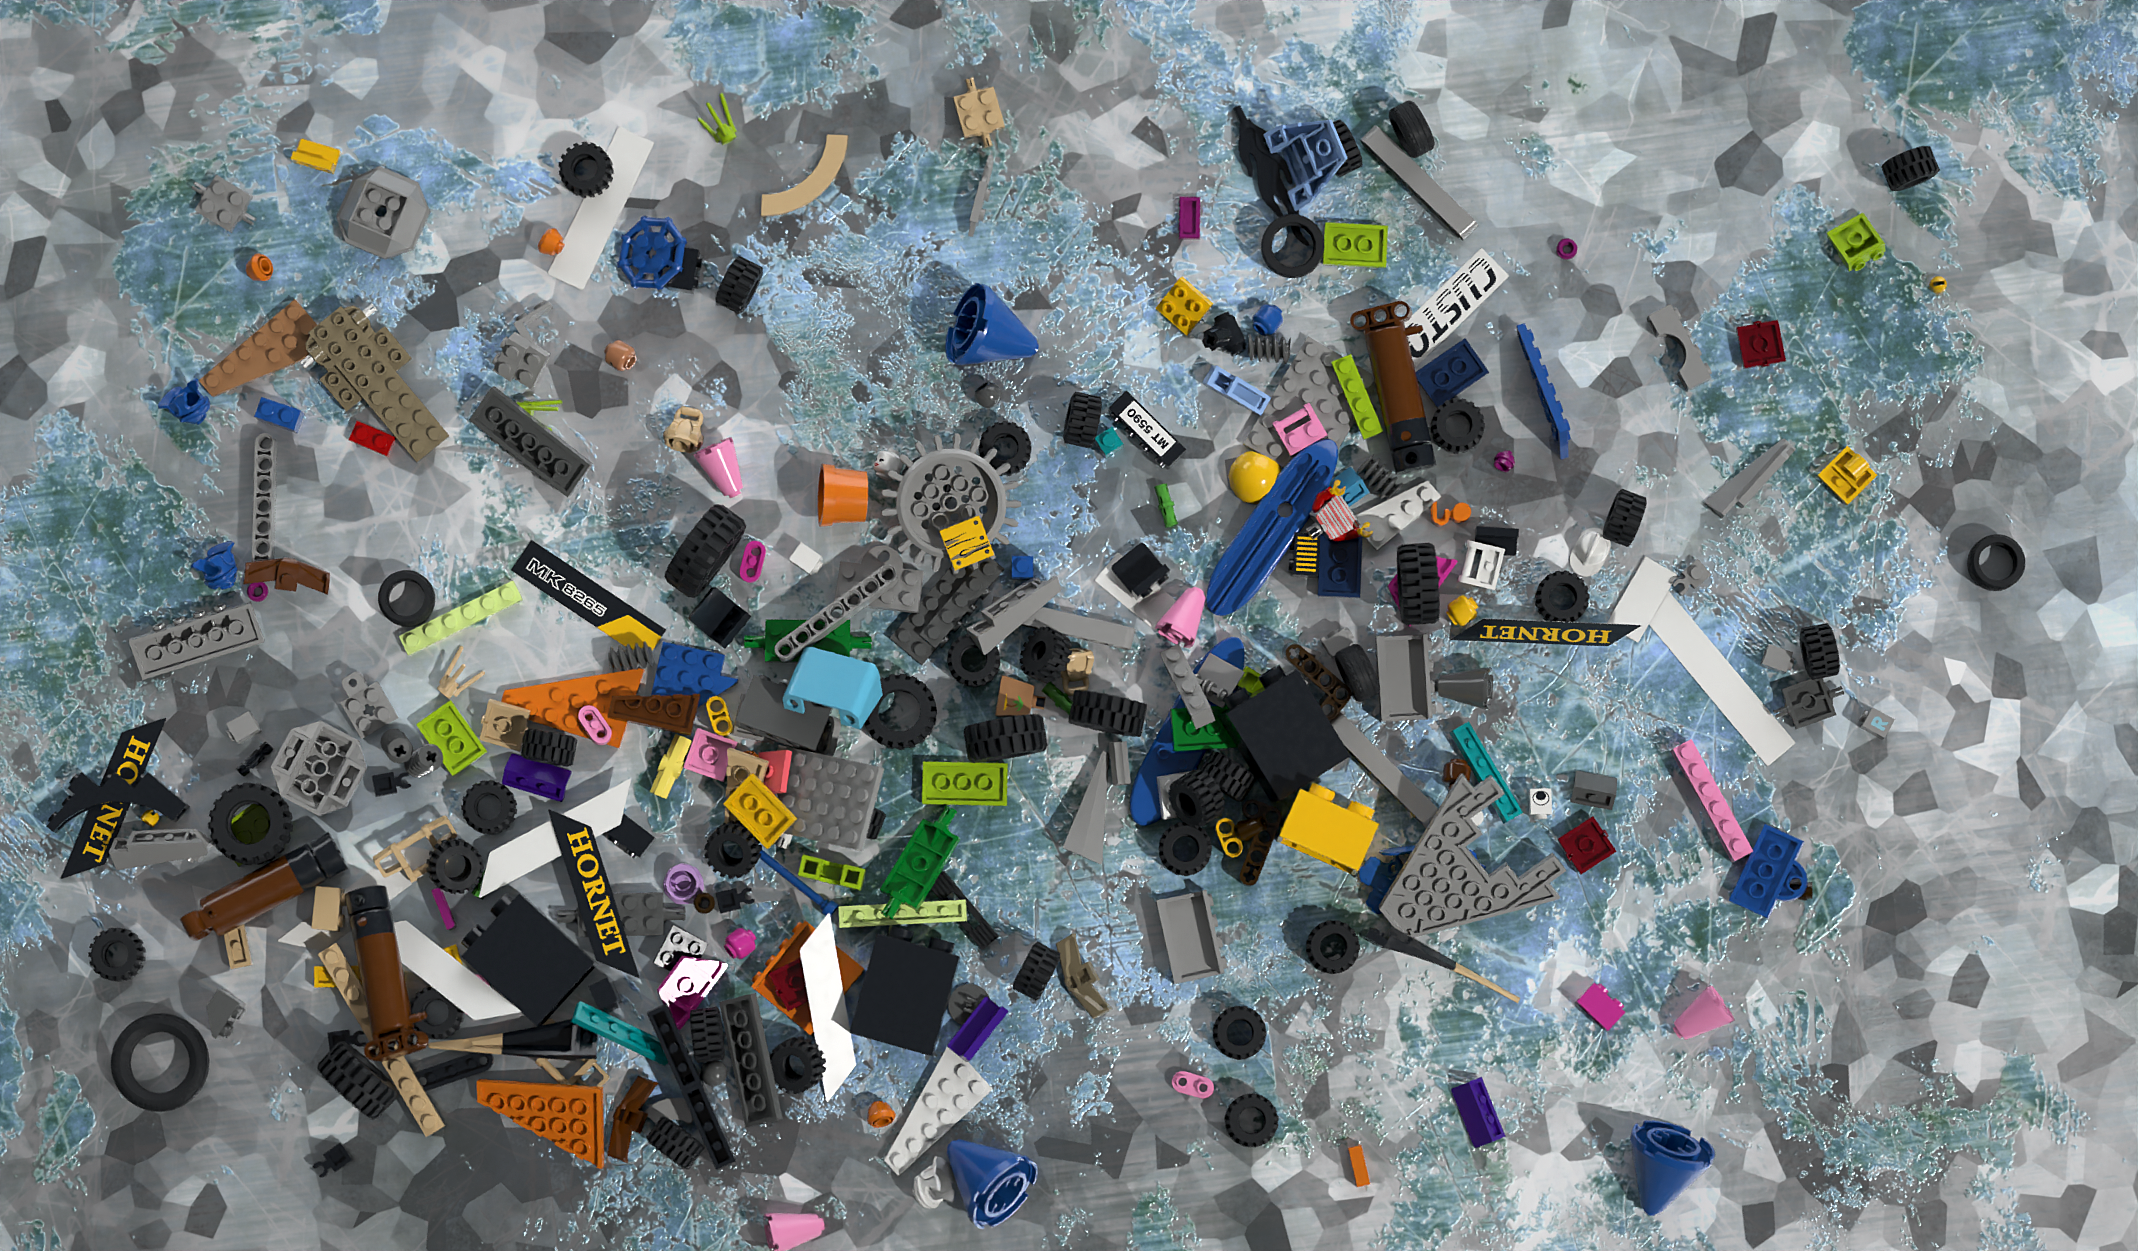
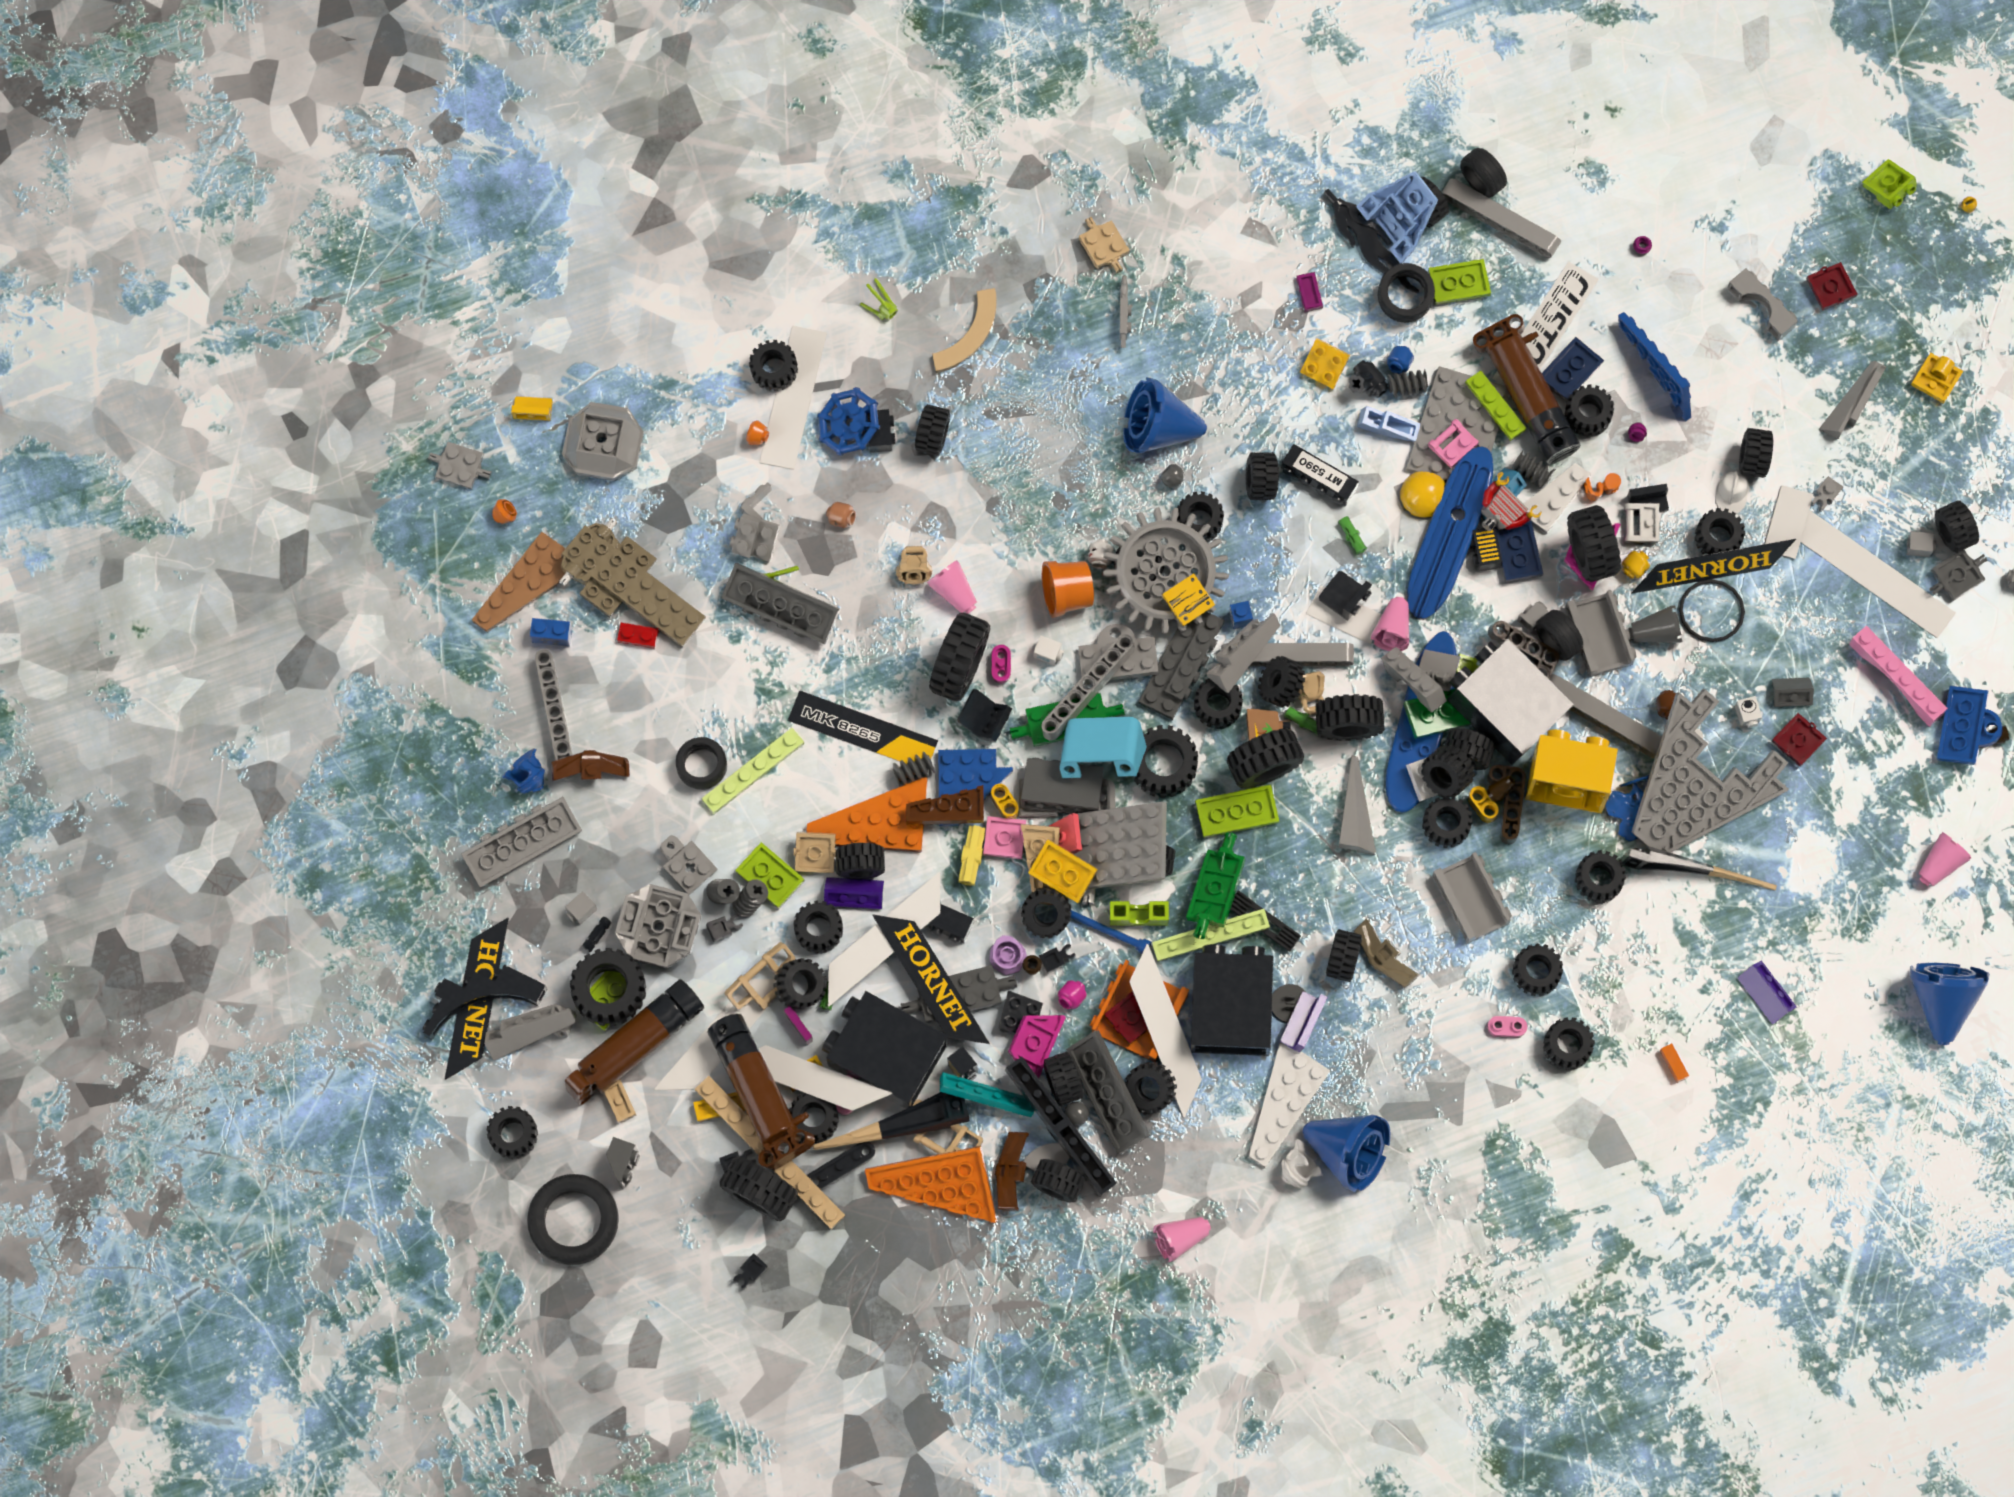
camera: 15 degrees left, 10 degrees down
(150, 819) = (513, 1007): yellow hinge -> none
(186, 403) = (467, 640): blue helmet -> none
(251, 591) = (566, 782): magenta plate -> none
(328, 909) = (694, 1049): tan brick -> none
(449, 686) = (756, 831): tan plant -> none
(594, 726) = (896, 834): bright pink plate -> none
(880, 1114) = (1235, 1115): orange cone -> none
(1108, 442) = (1289, 492): teal brick -> none
(1119, 763) = (1369, 762): light grey axle -> none
(1483, 767) = (1681, 683): teal plate -> none
(1498, 677) = (1706, 638): none -> black piece
(1601, 1006) = (1850, 874): dark pink brick -> none
(1910, 168) = (1919, 111): black tyre -> none

